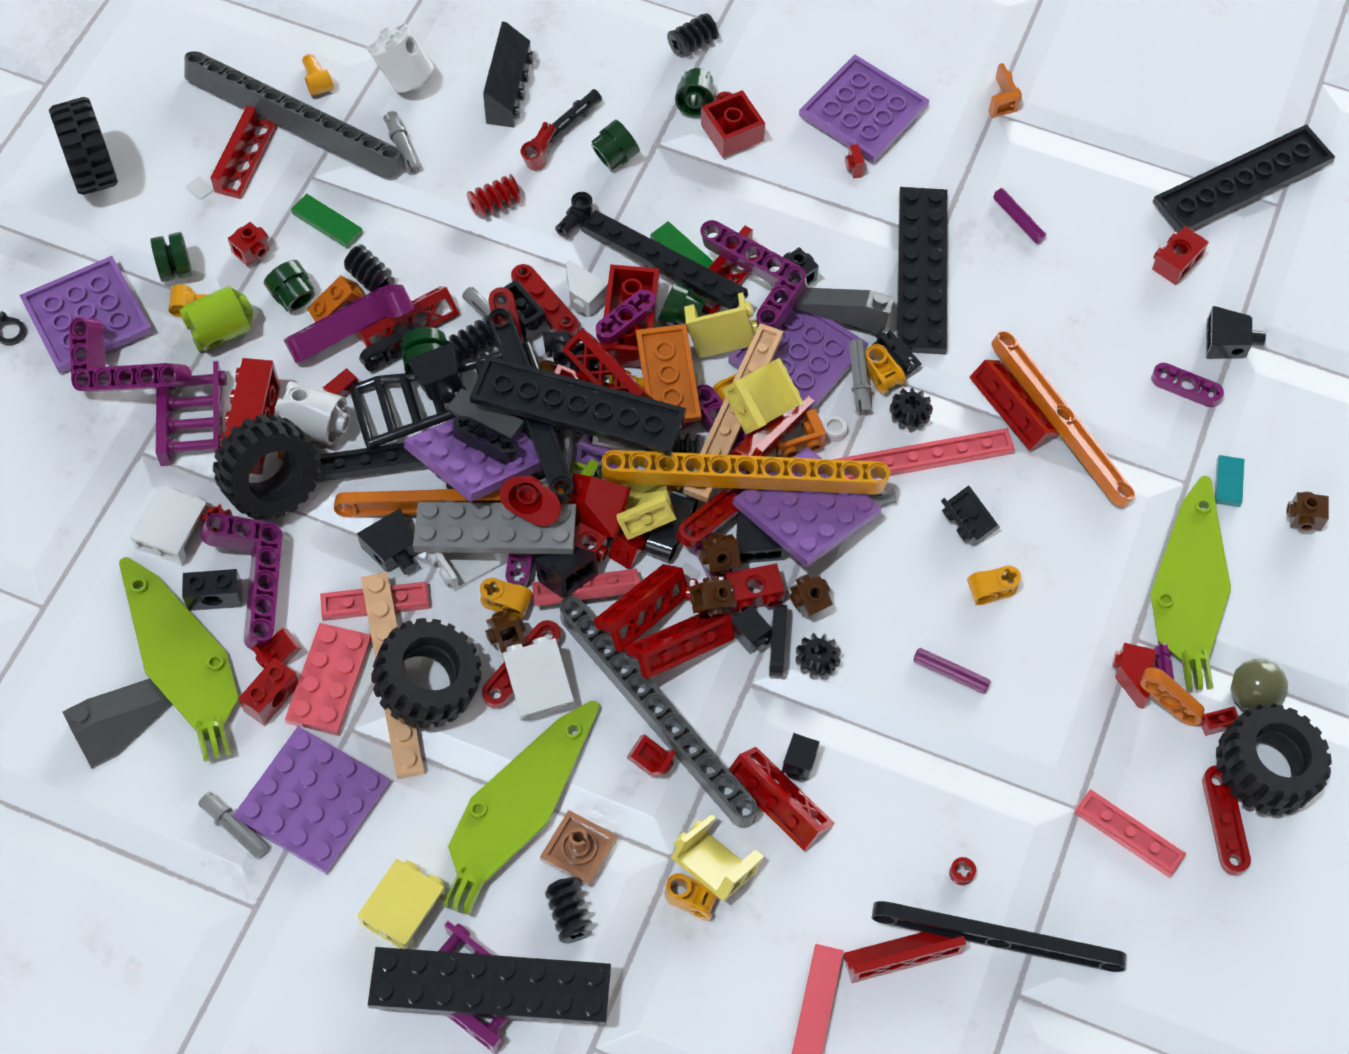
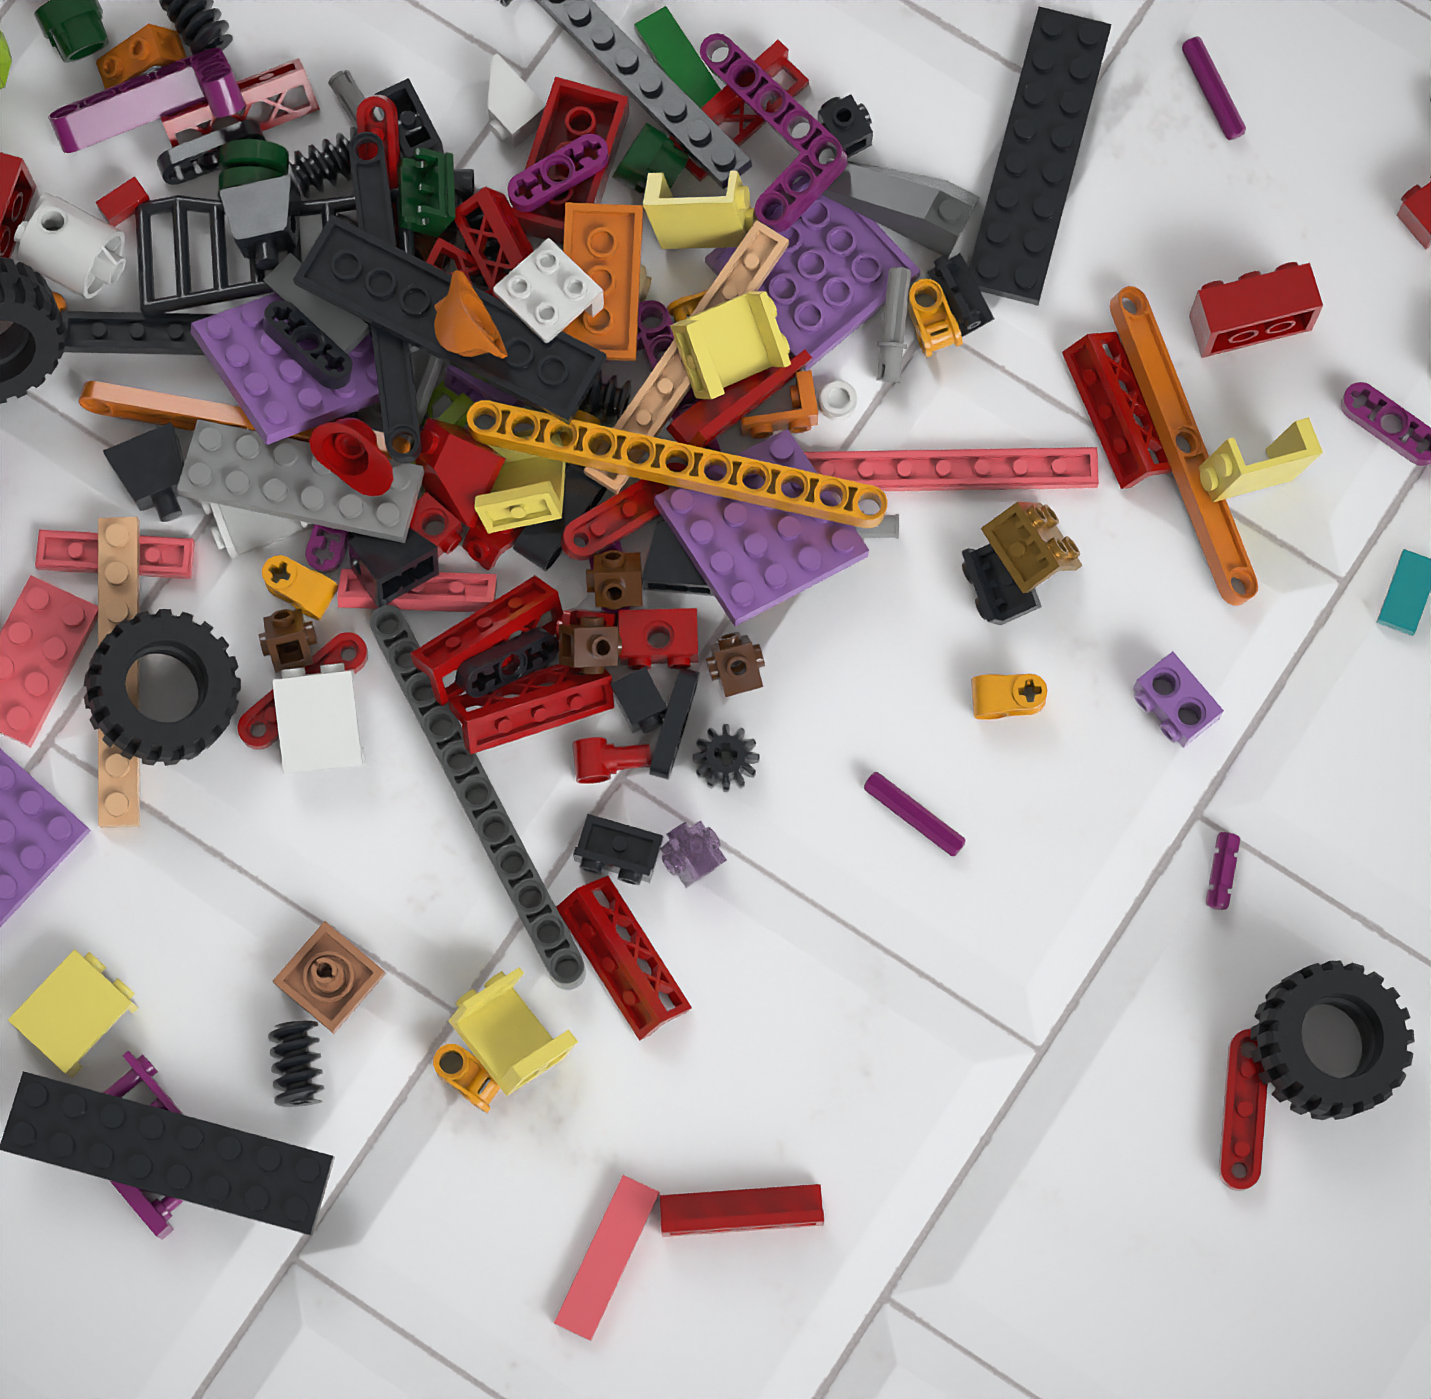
camera: 15 degrees right, 15 degrees up
(514, 806) = (255, 897): lime wing -> none
(543, 340) = (426, 192): none -> dark green hinge
(555, 309) = (451, 109): red plate -> none
(589, 402) = (464, 322): none -> orange hat
(640, 377) = (549, 291): none -> white bracket
(648, 617) = (483, 671): none -> black beam
(651, 757) = (456, 865): red bracket -> none
(733, 672) = (597, 759): none -> red pin
(759, 727) = (618, 849): none -> black bracket
(800, 757) = (664, 905): black brick -> none
(811, 718) = (692, 852): none -> clear purple brick
(911, 409) = (944, 386): black gear -> none
(957, 877) = (863, 1104): red bush -> none
(981, 488) = (1031, 544): none -> pearl gold bracket
(999, 936) = (875, 1216): black beam -> none
(1085, 329) = (1255, 308): none -> red brick
(1104, 423) = (1289, 455): none -> light yellow panel
(1108, 563) = (1186, 694): none -> medium lavender brick
(1130, 667) = (1177, 866): red slope -> none
(1130, 833) = (1103, 1101): coral tile -> none
(1162, 687) = (1215, 918): orange beam -> none
(1192, 585) = (1303, 745): lime wing -> none
(1218, 720) = (1278, 962): red piece -> none
(1258, 683) = (1349, 924): olive piece -> none

